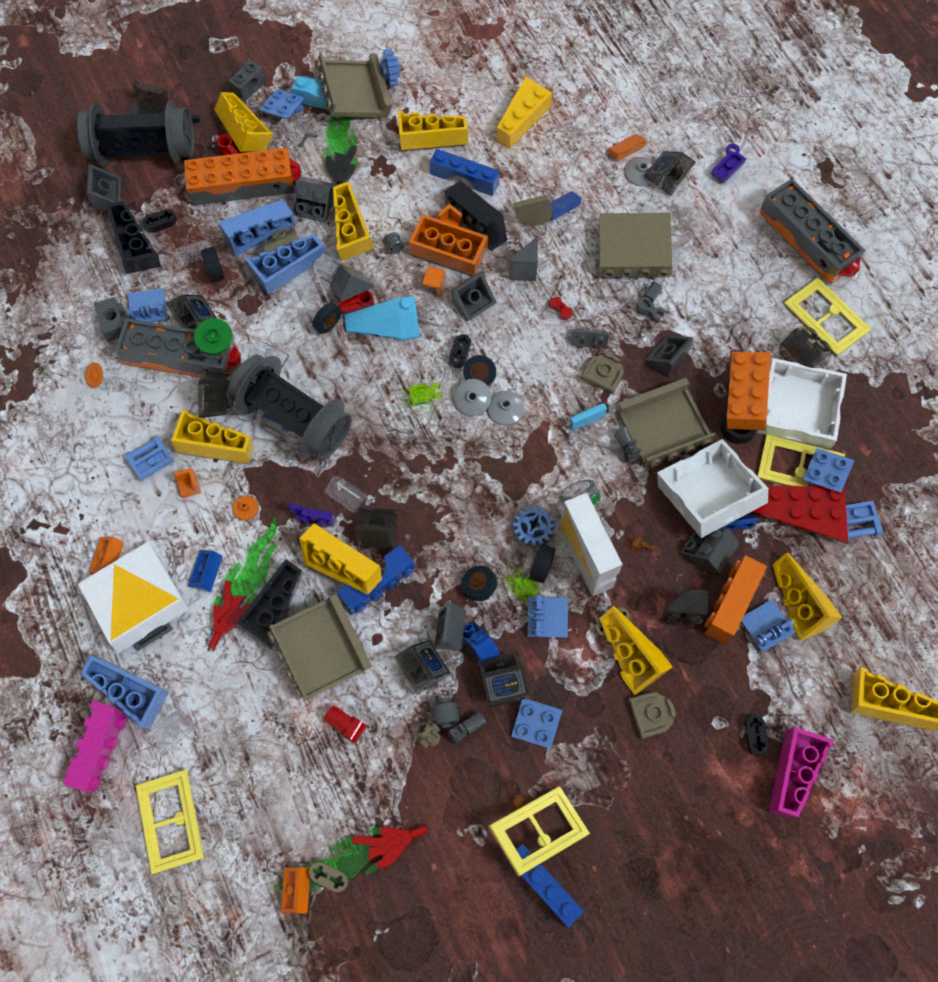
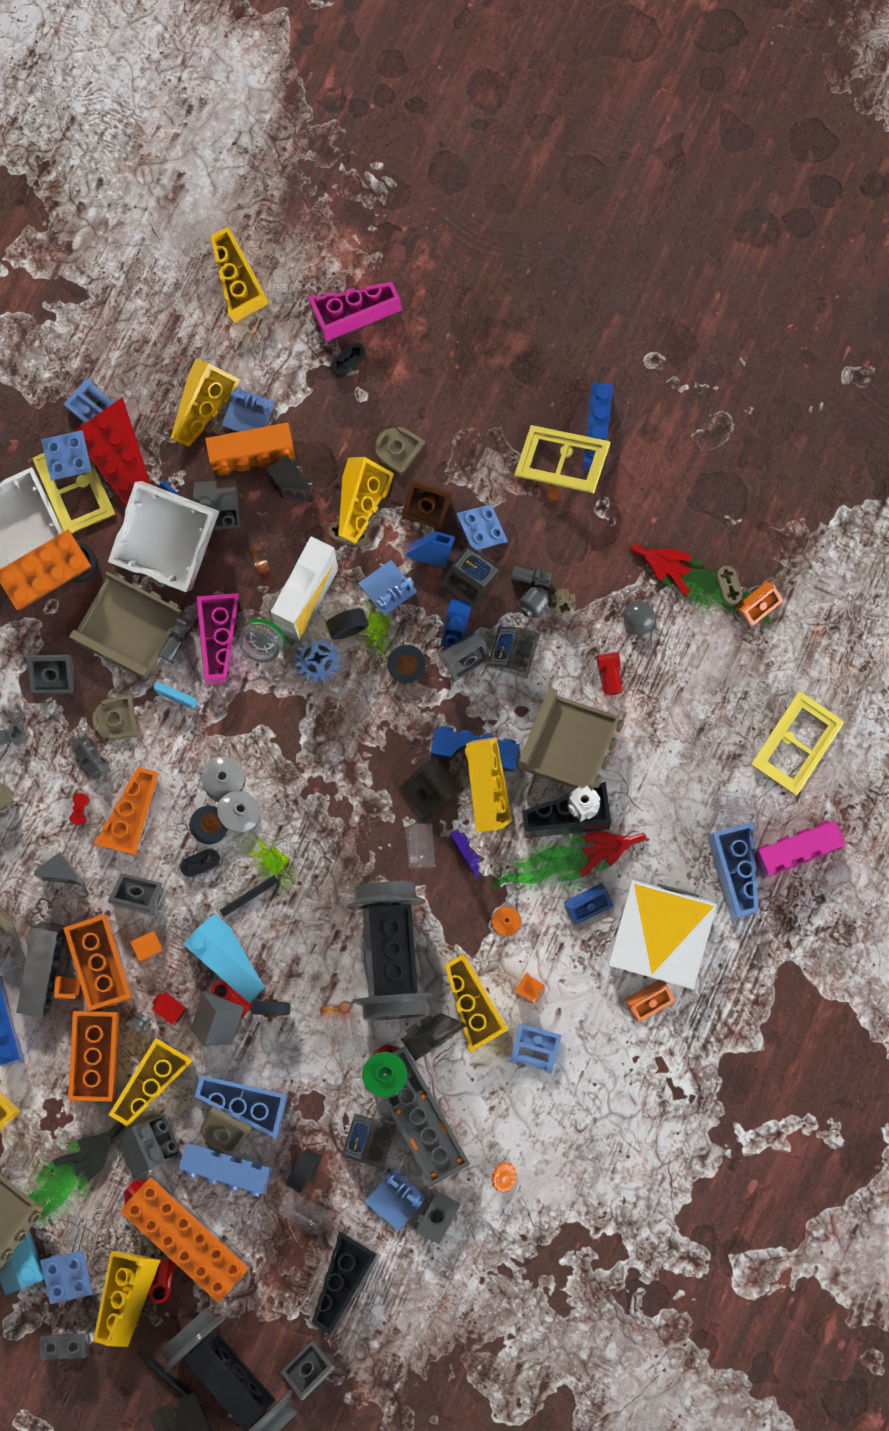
camera: 130 degrees left, 10 degrees up
(159, 220) = (294, 1285): black beam -> none
(269, 616) = (581, 809): none -> white brick
(291, 361) = (336, 1008): none -> clear orange hand
(367, 784) = (638, 618): none -> dark grey hair
(384, 265) = (168, 1008): none -> red brick
(392, 202) = (94, 1056): none -> orange brick
(412, 363) = (249, 895): none -> black bar
(527, 328) = (128, 818): none -> orange wing
(549, 670) = (432, 549): none -> blue slope
(587, 696) = (427, 504): none -> reddish brown slope
(610, 472) = (216, 629): none -> dark pink wedge

